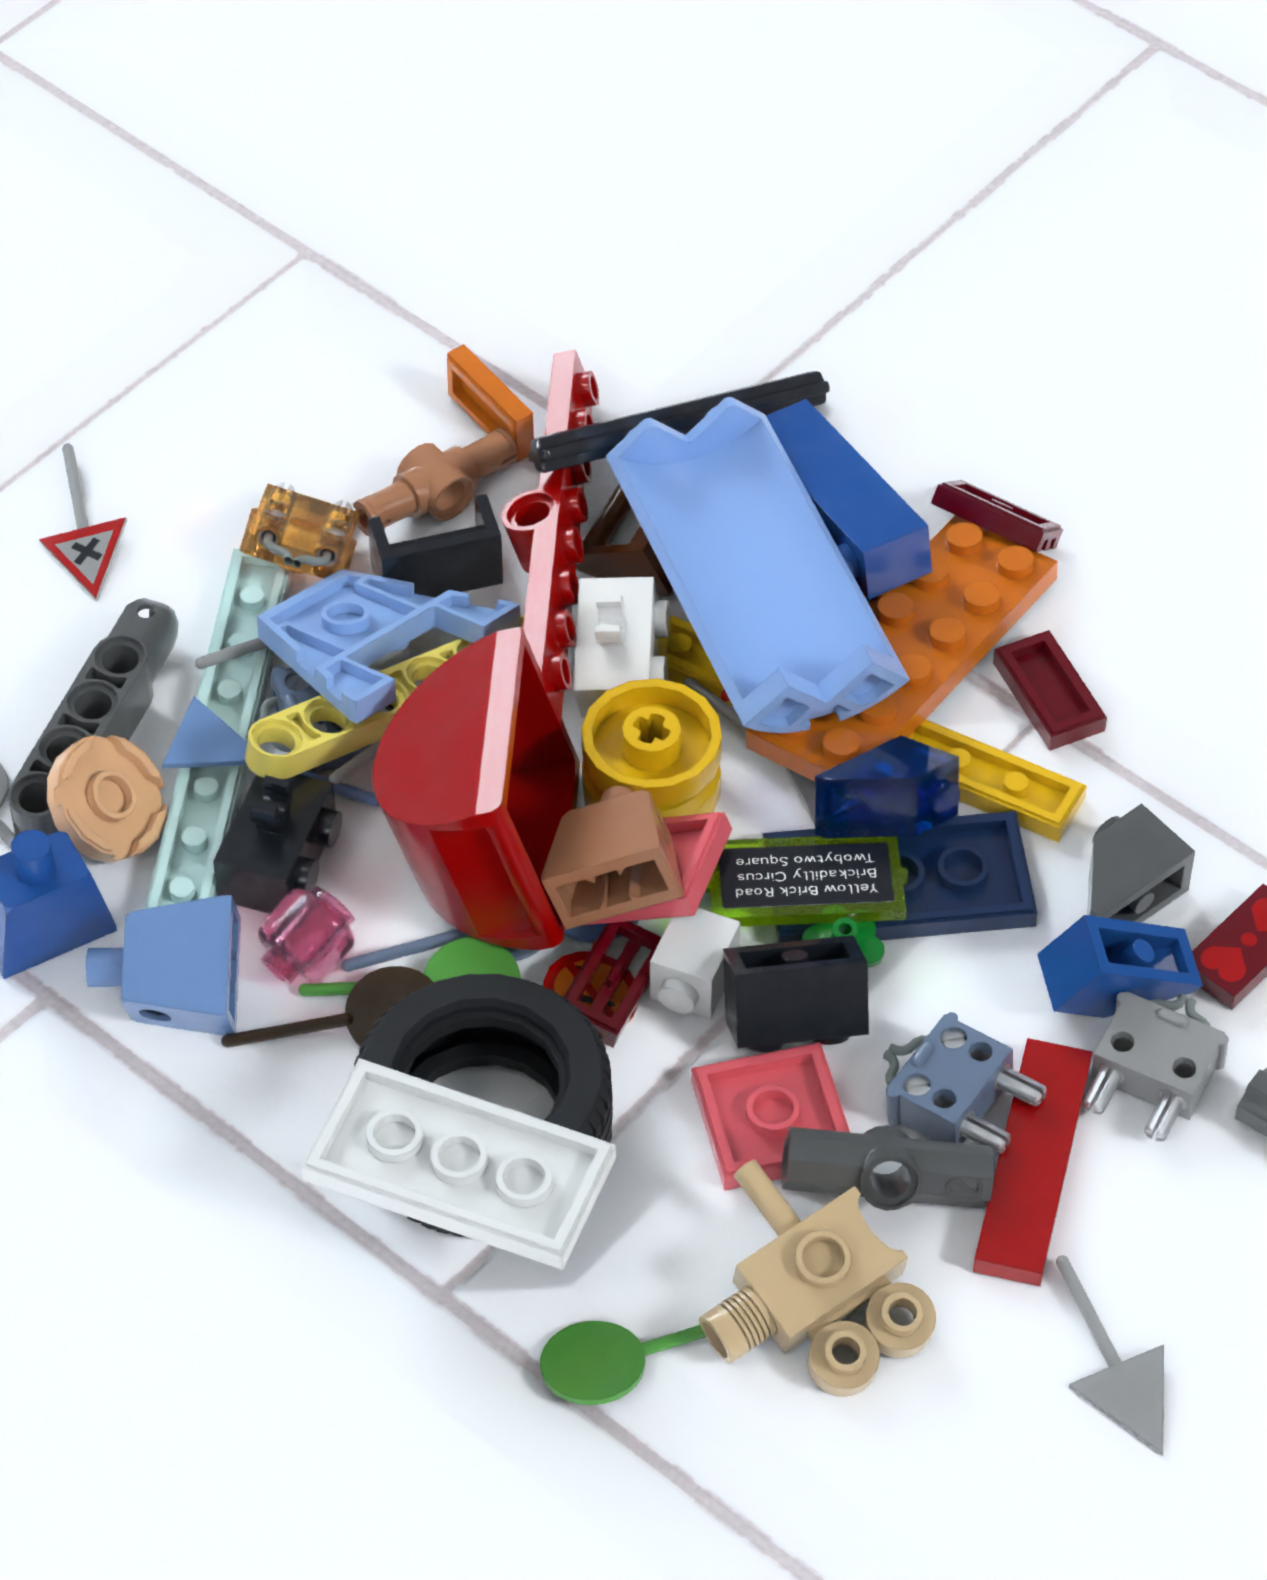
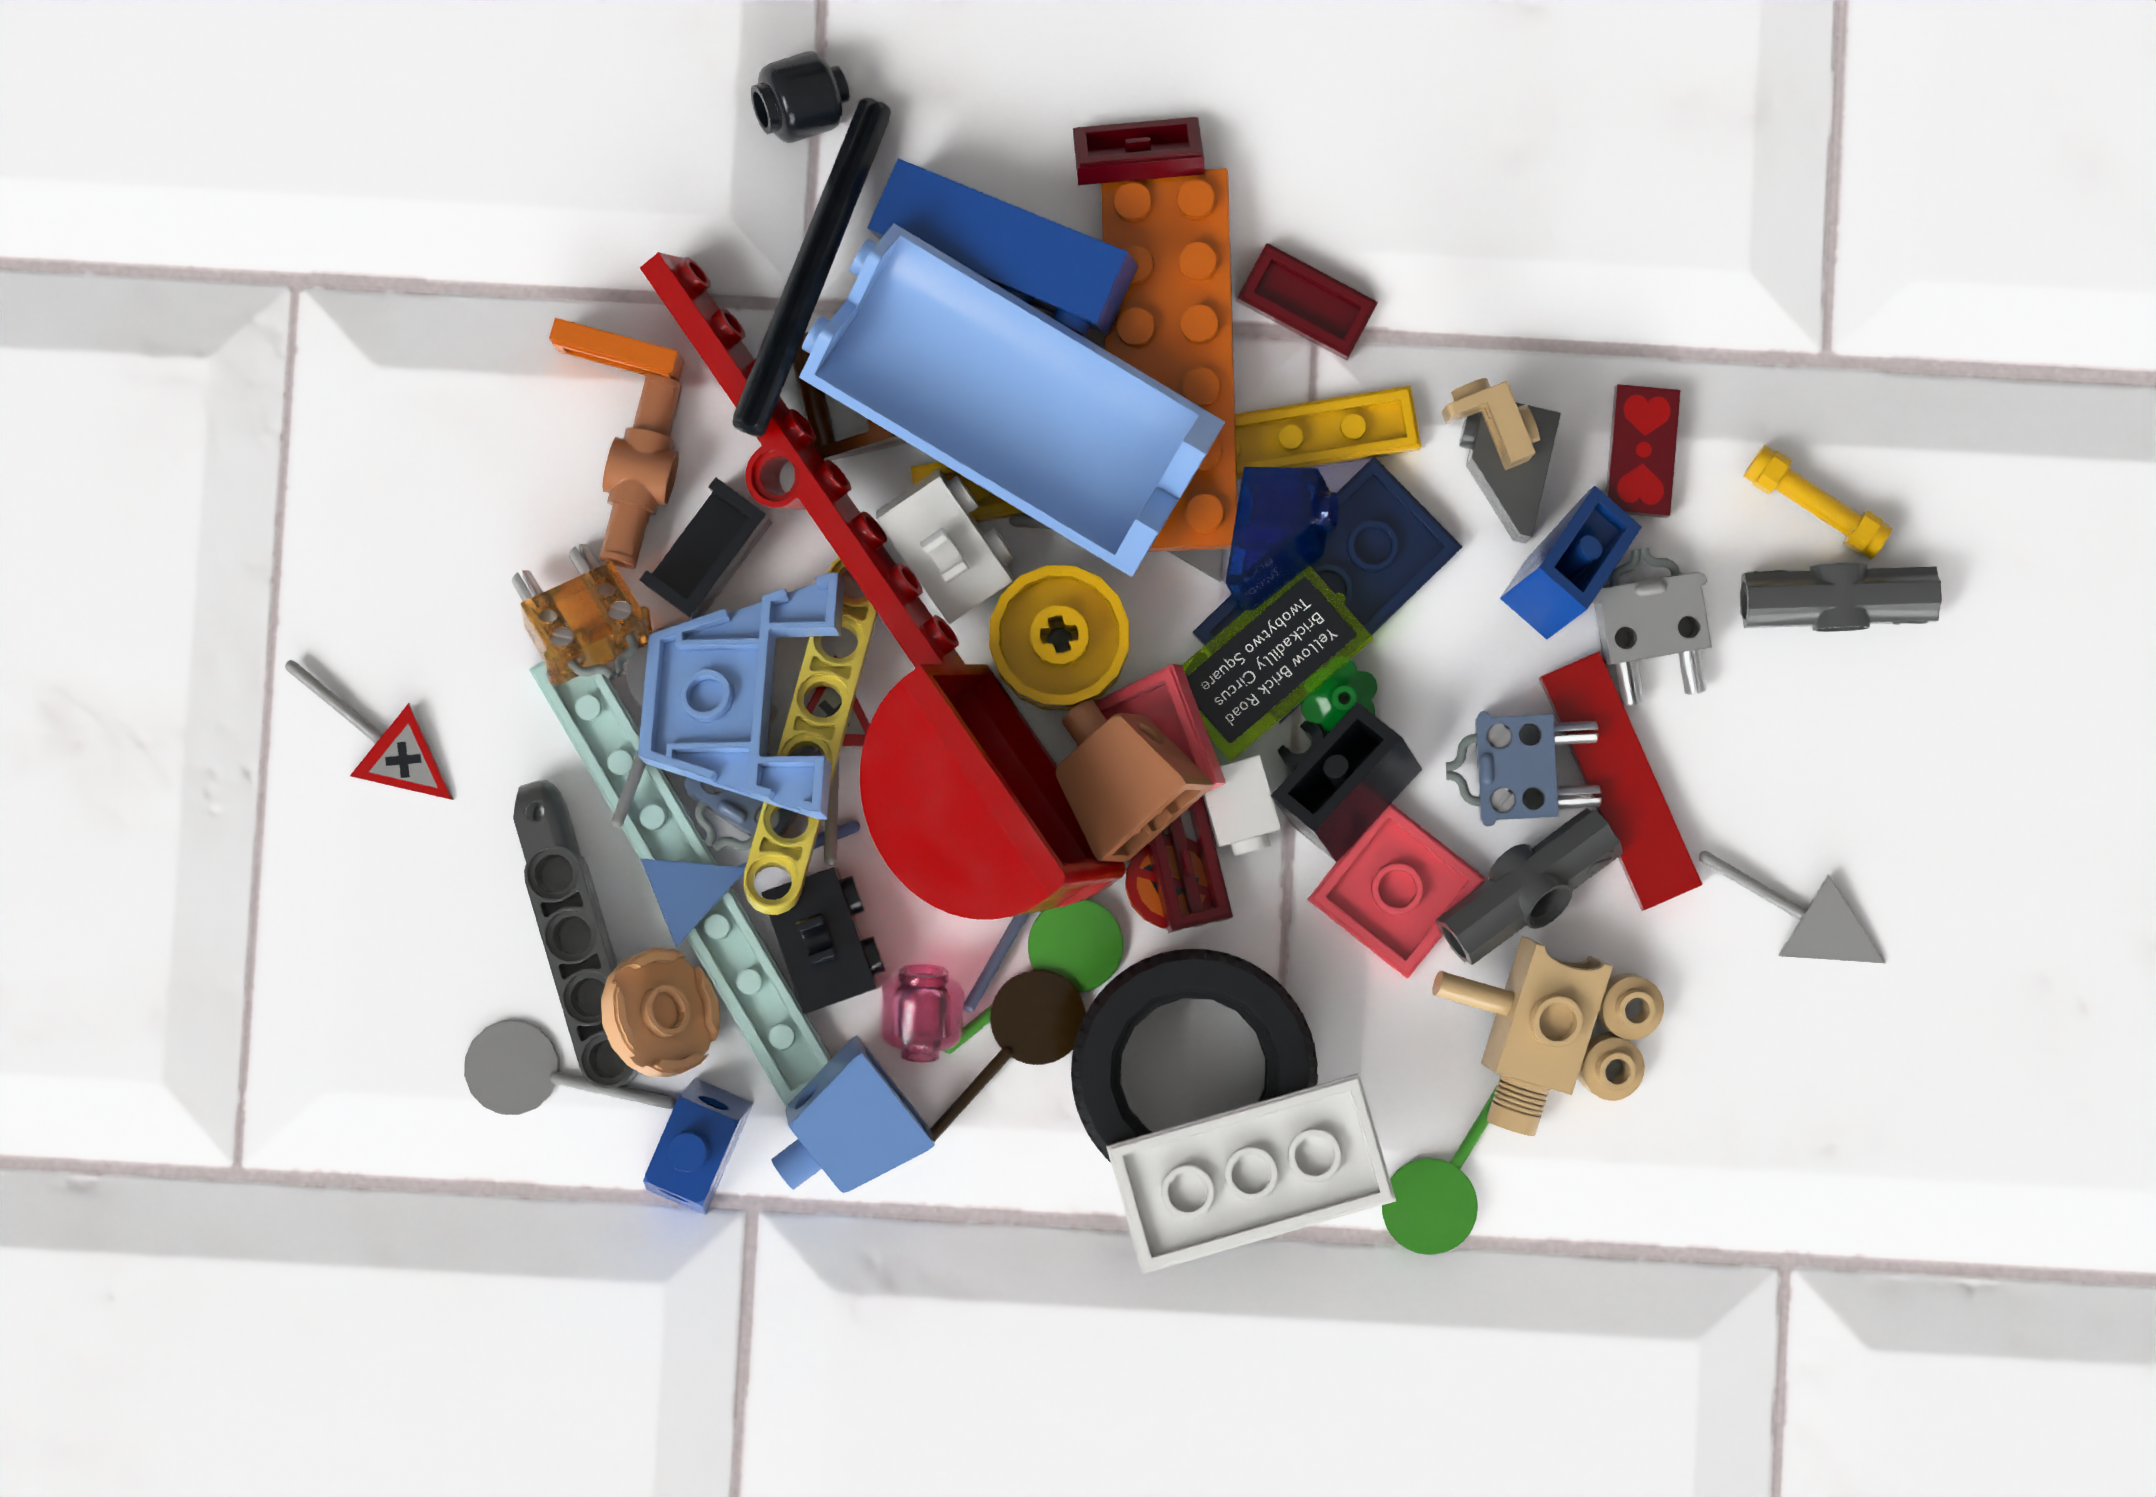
camera: 35 degrees left, 35 degrees up
(768, 340) = (799, 97): none -> black head
(1135, 789) = (1510, 426): none -> tan bracket

